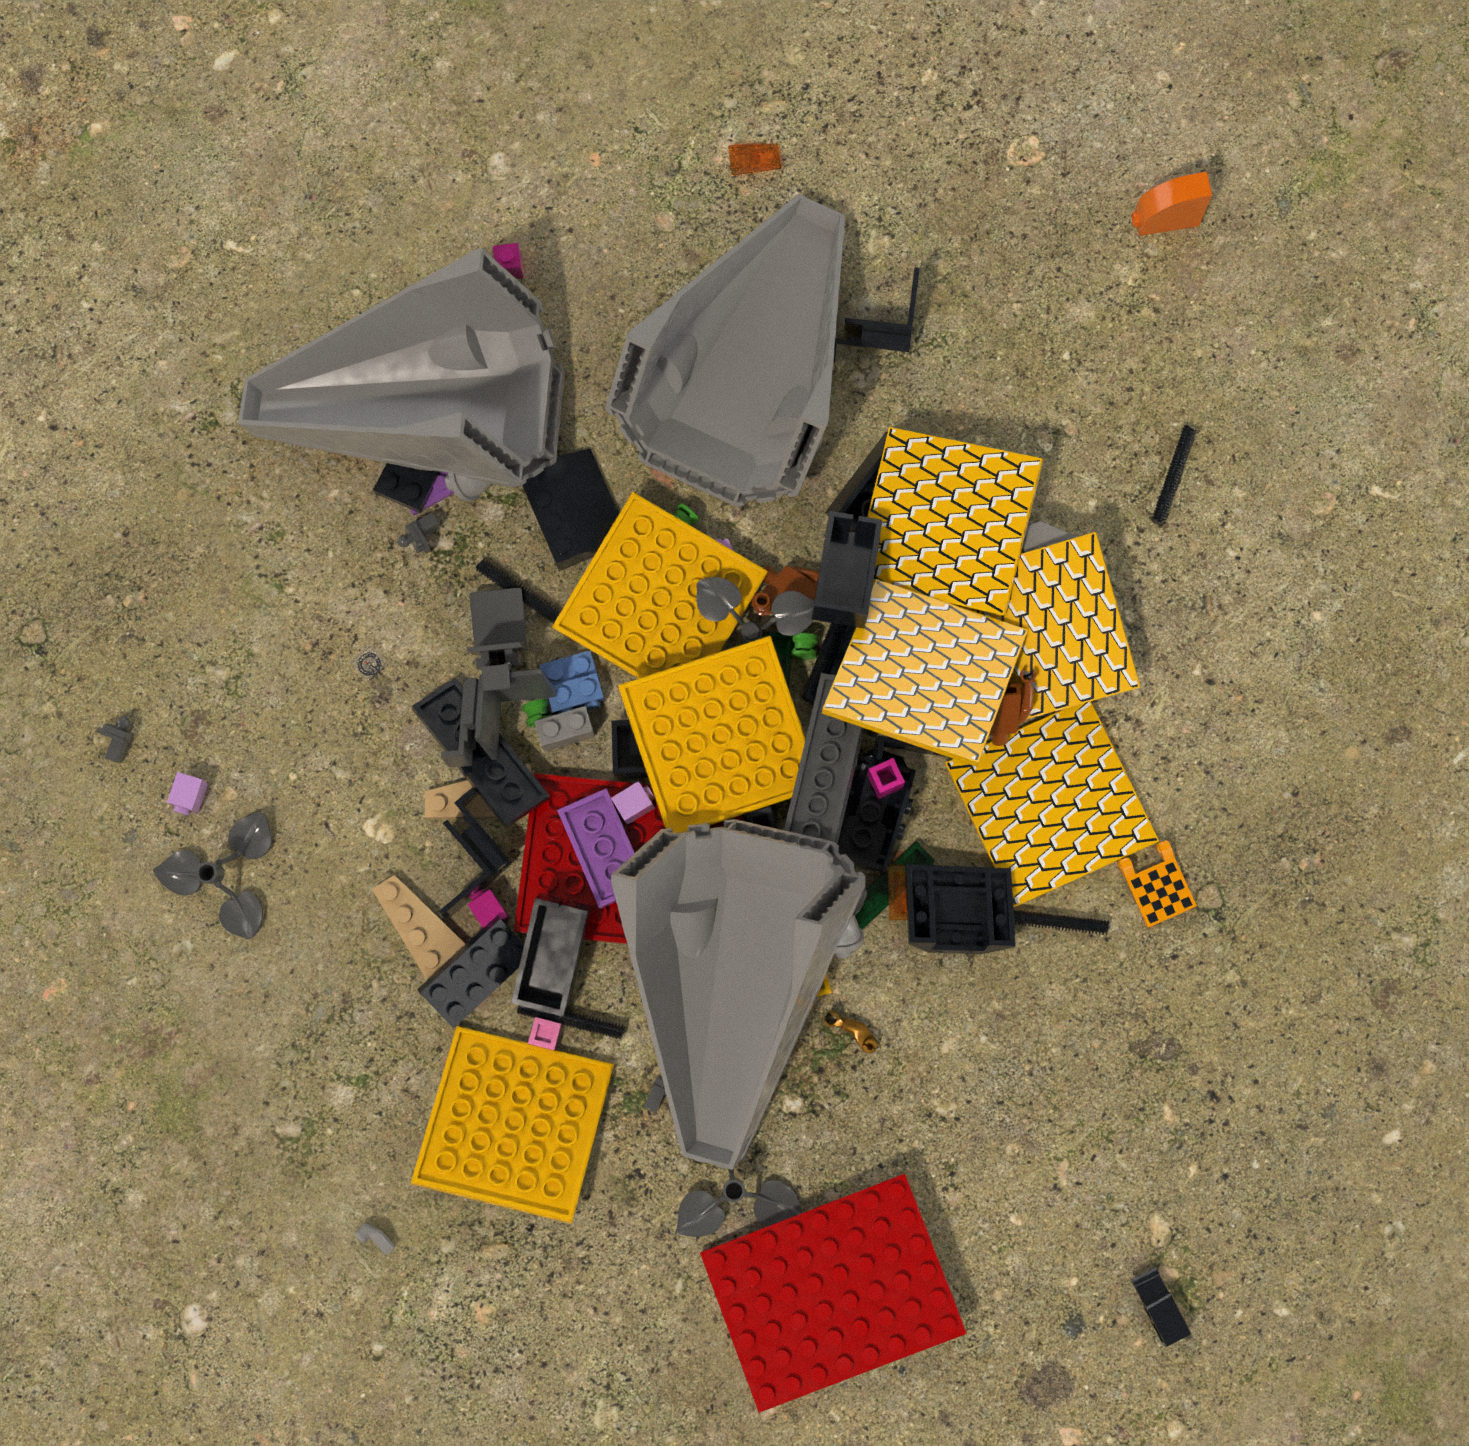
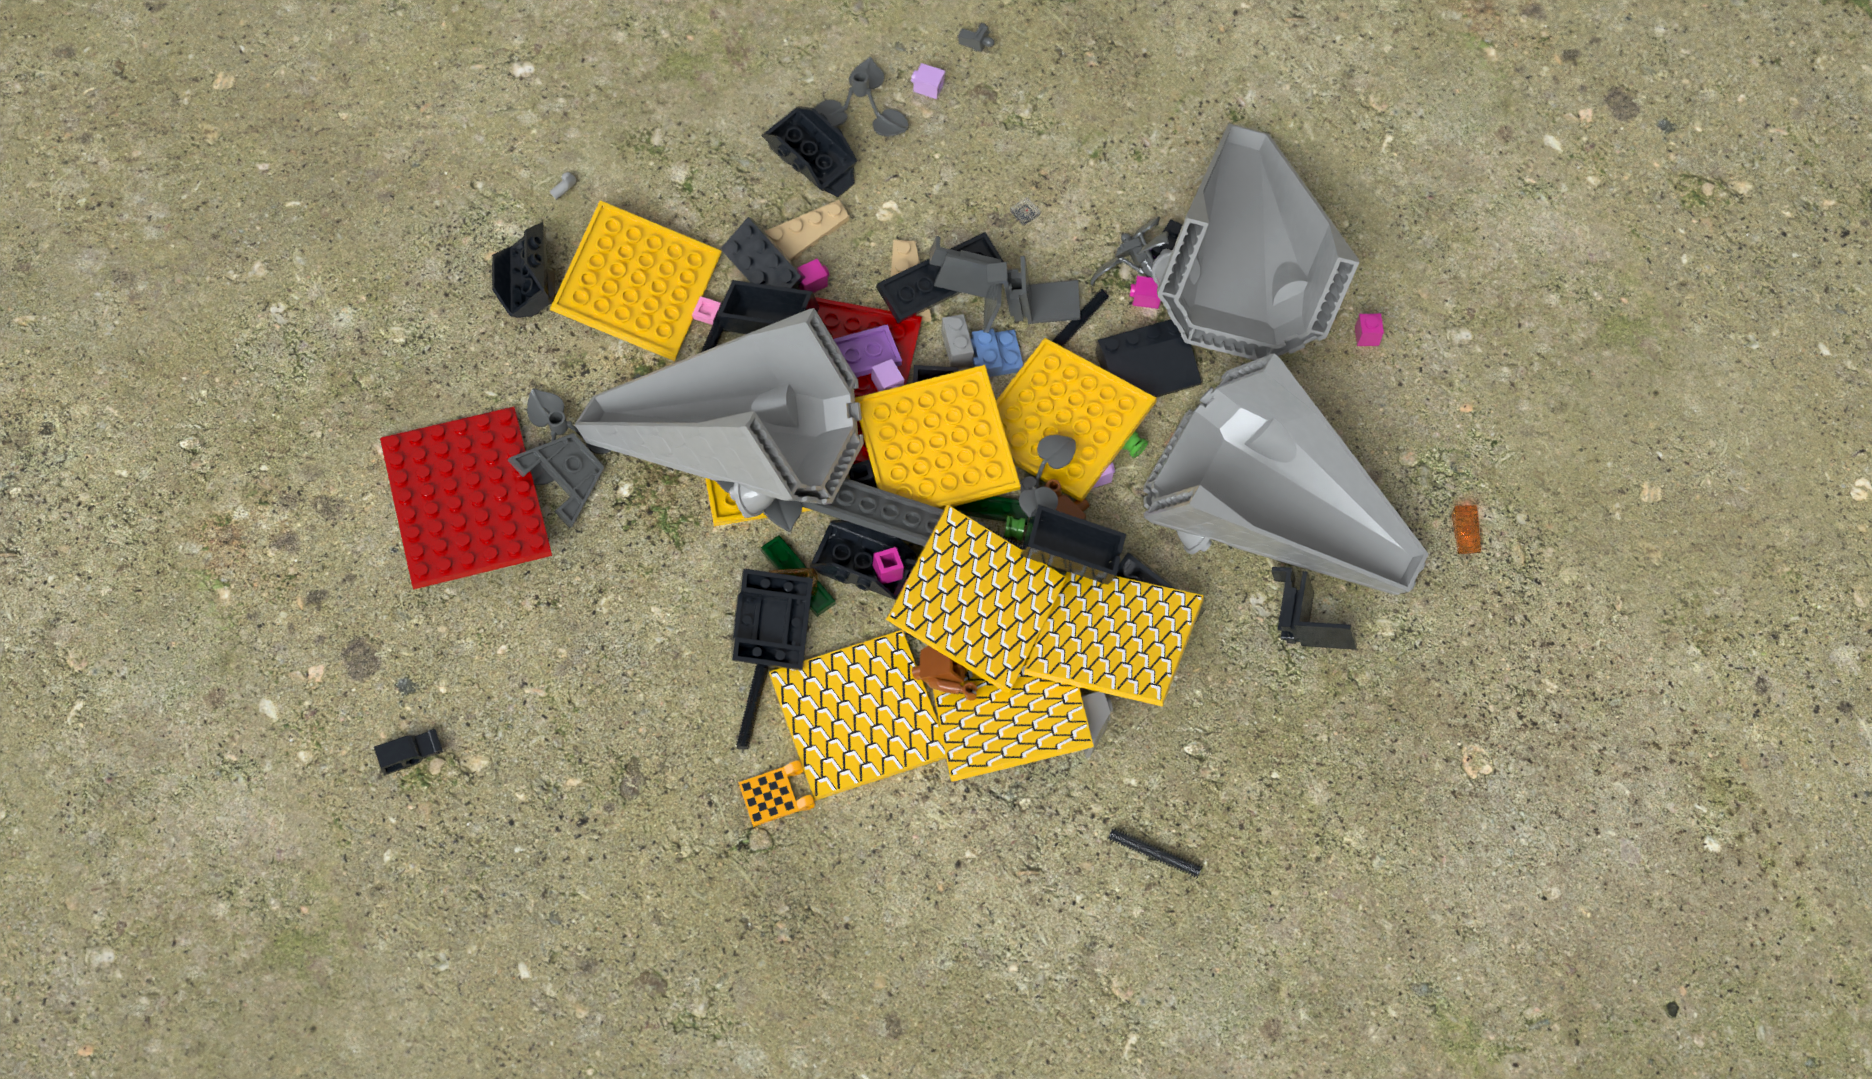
camera: 85 degrees right, 15 degrees down
(306, 927) = (814, 149): none -> black slope
(444, 507) = (1146, 263): none -> dark grey plant
(477, 515) = (1145, 293): none -> dark pink brick
(481, 849) = (858, 268): black piece -> none
(519, 1267) = (523, 276): none -> black slope
(535, 711) = (974, 322): bright green wheel -> none
(780, 1169) = (569, 465): none -> dark grey wing
(859, 1031) = (679, 541): pearl gold arm -> none
(1173, 205) = (1416, 872): orange brick -> none

